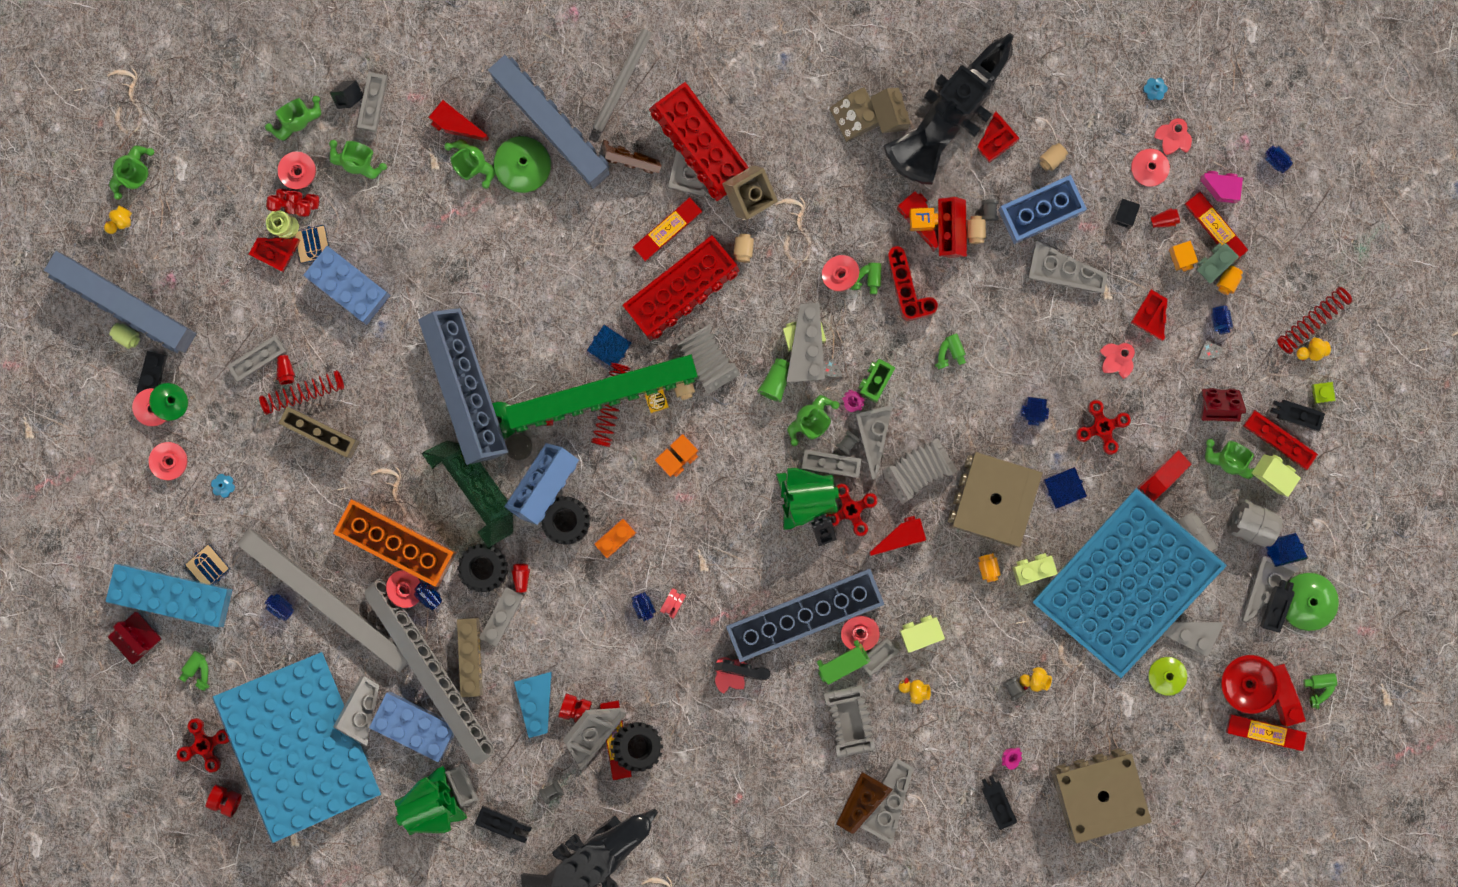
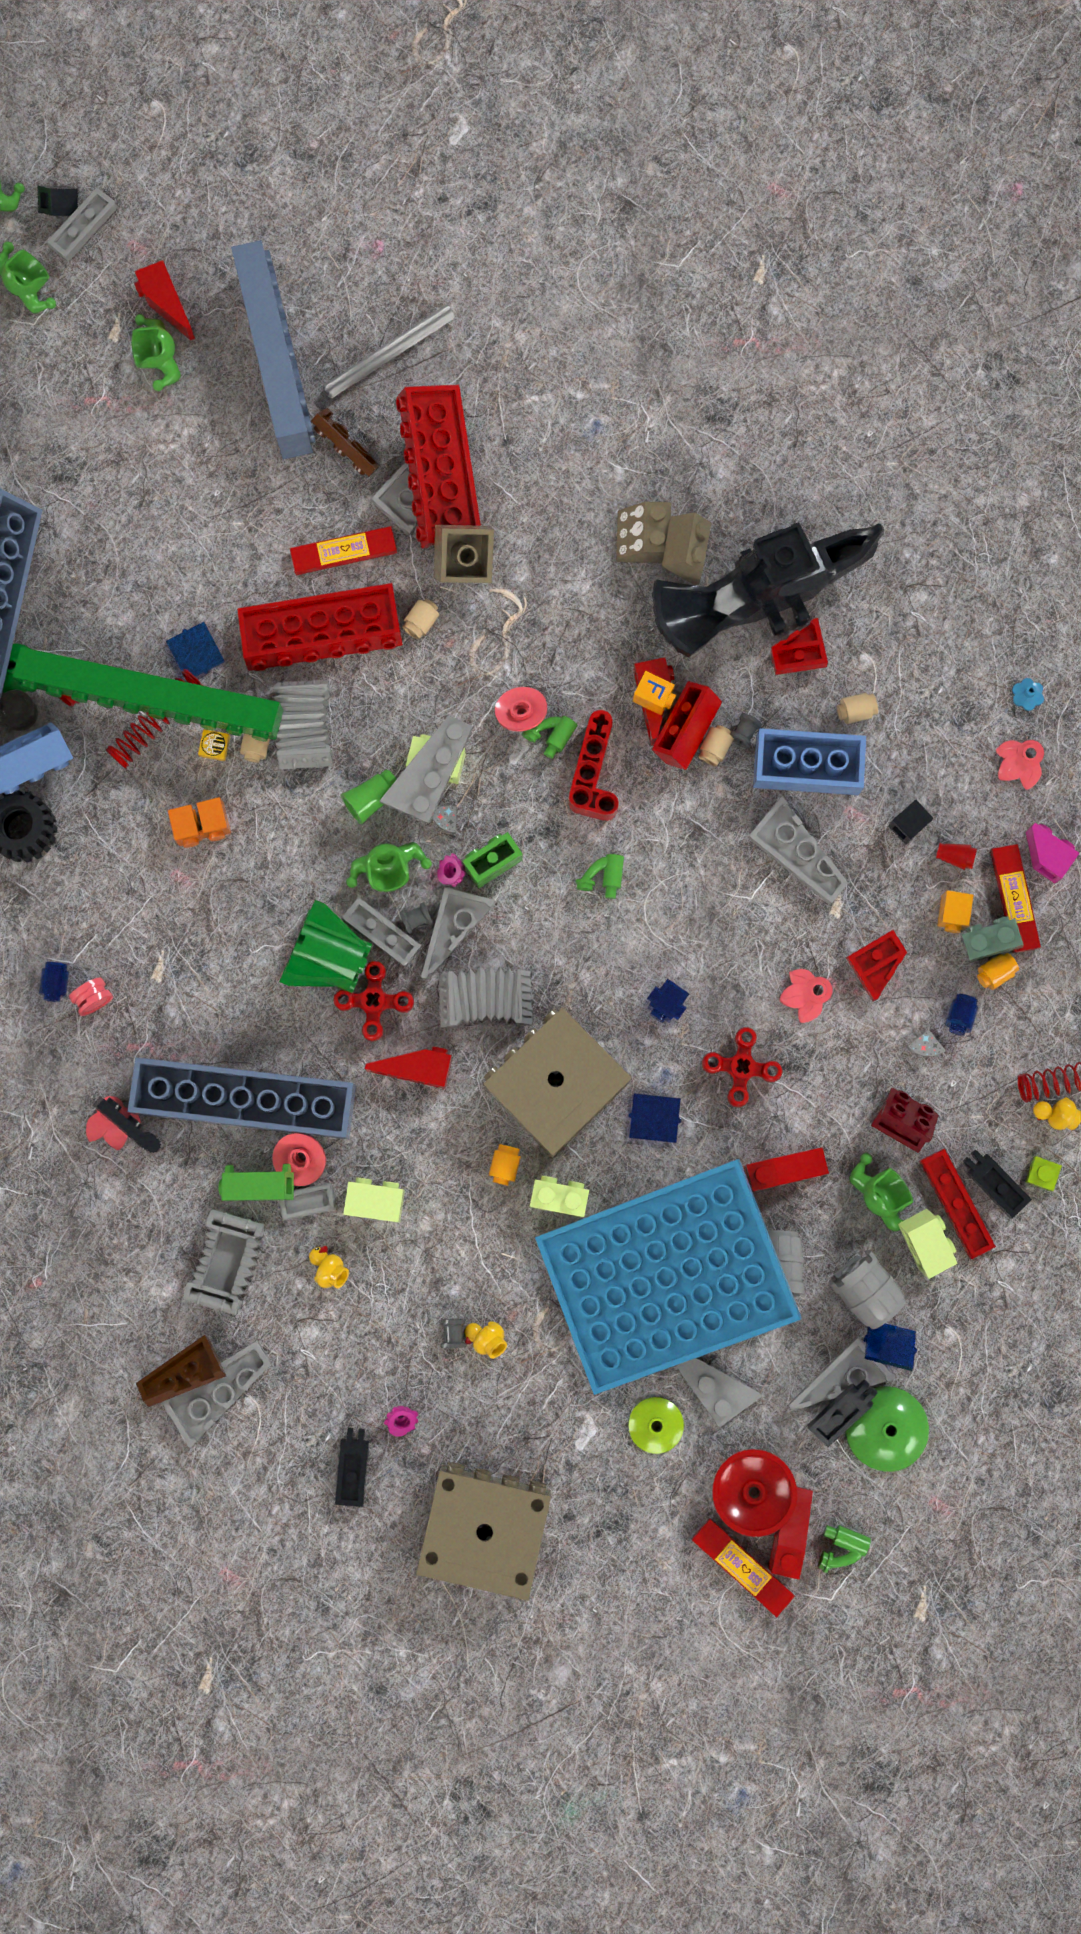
camera: 20 degrees right, 5 degrees down
(518, 176) = (215, 400): bright green dish -> none
(615, 538) = (67, 880): orange brick -> none
(823, 530) = (323, 1005): black hinge -> none
(1145, 175) = (963, 793): coral dish -> none

